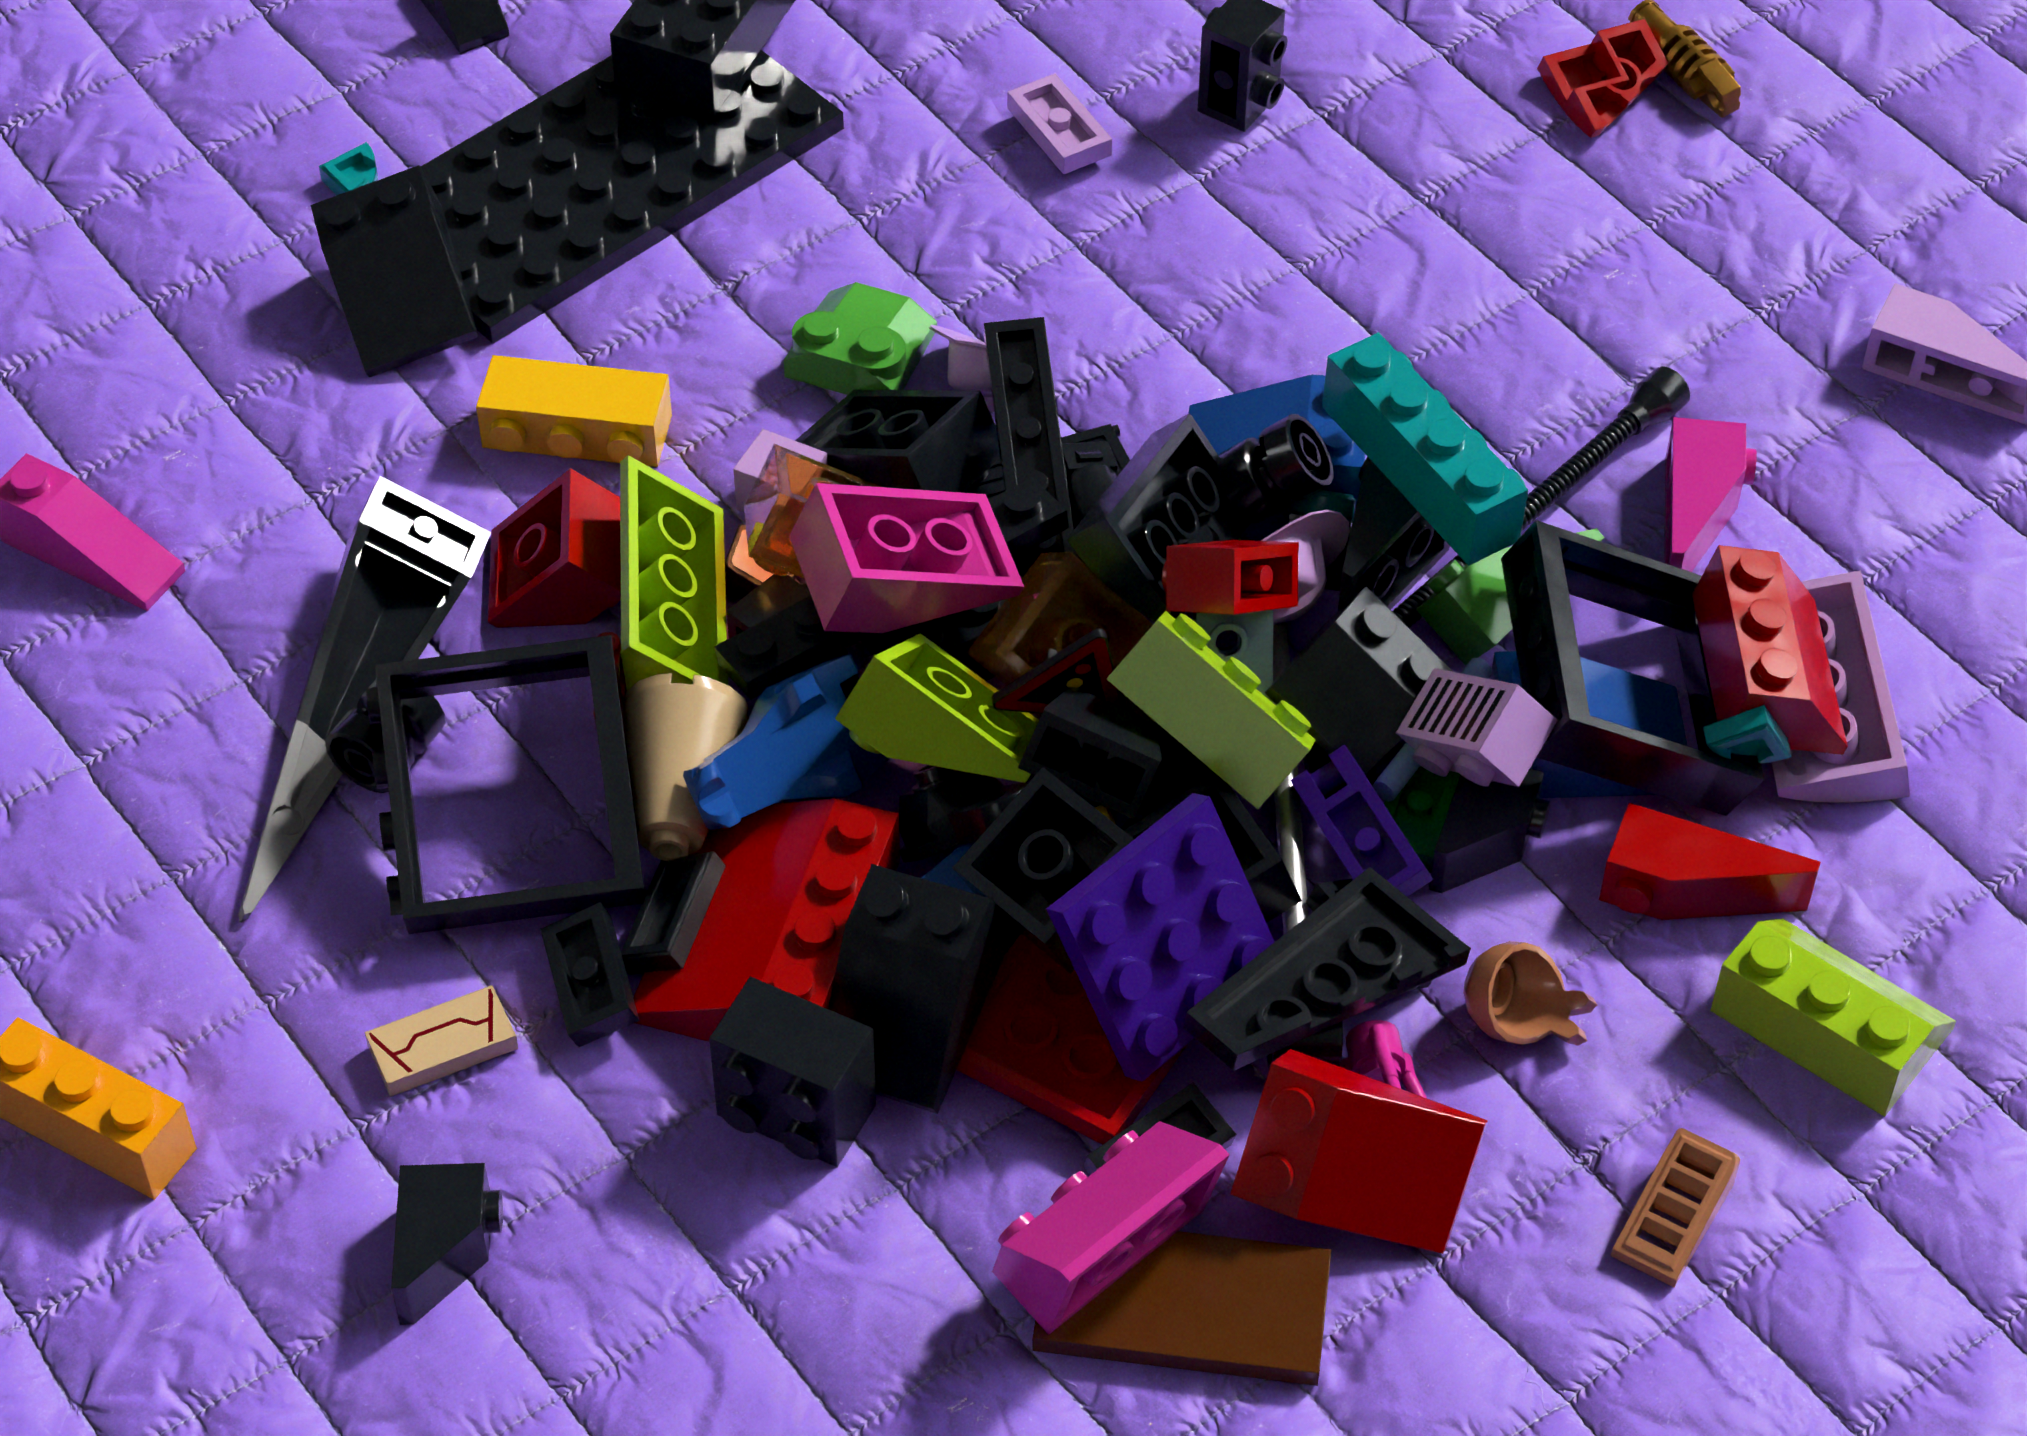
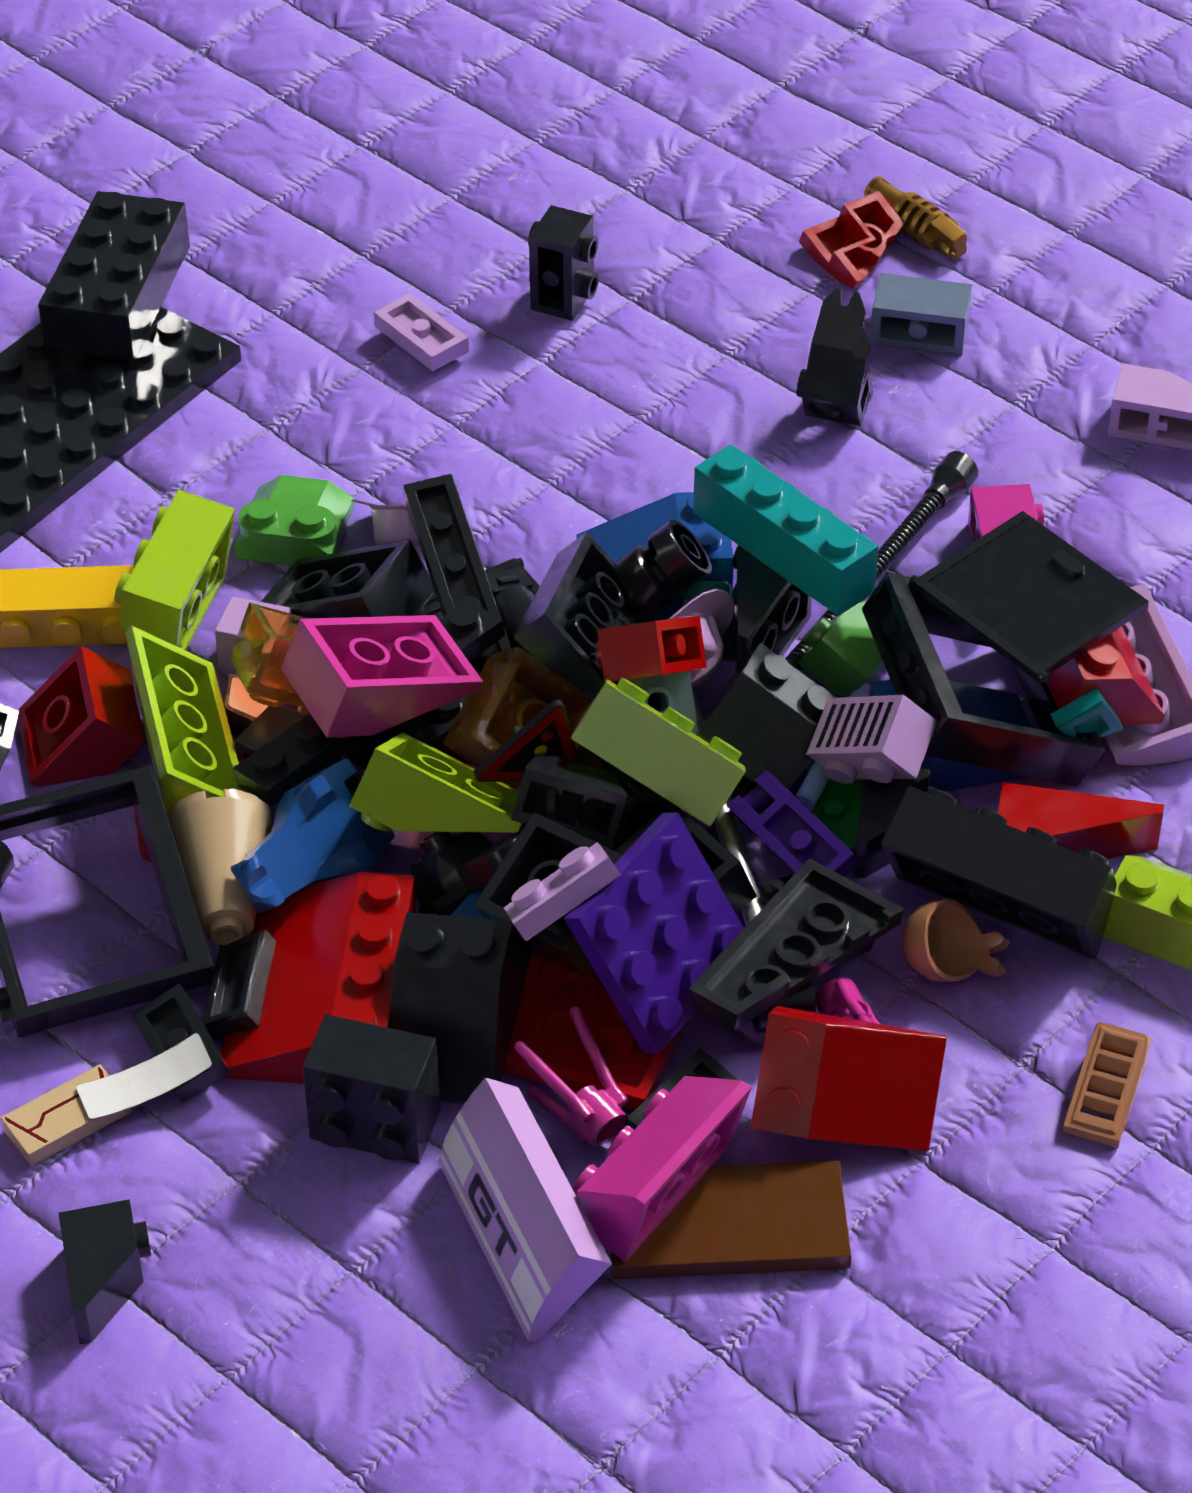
camera: 10 degrees left, 5 degrees down
(537, 1014) = (145, 1079): none -> white sticker
(702, 392) = (177, 569): none -> lime slope
(937, 1248) = (520, 1207): none -> lavender slope
(1032, 882) = (545, 901): none -> lavender plate
(1046, 1139) = (591, 1112): none -> dark pink plant
(1543, 243) = (838, 371): none -> black piece
(1601, 916) = (1001, 869): none -> black slope
(1664, 182) = (921, 314): none -> sand blue brick
(1705, 576) = (1030, 595): none -> black piece

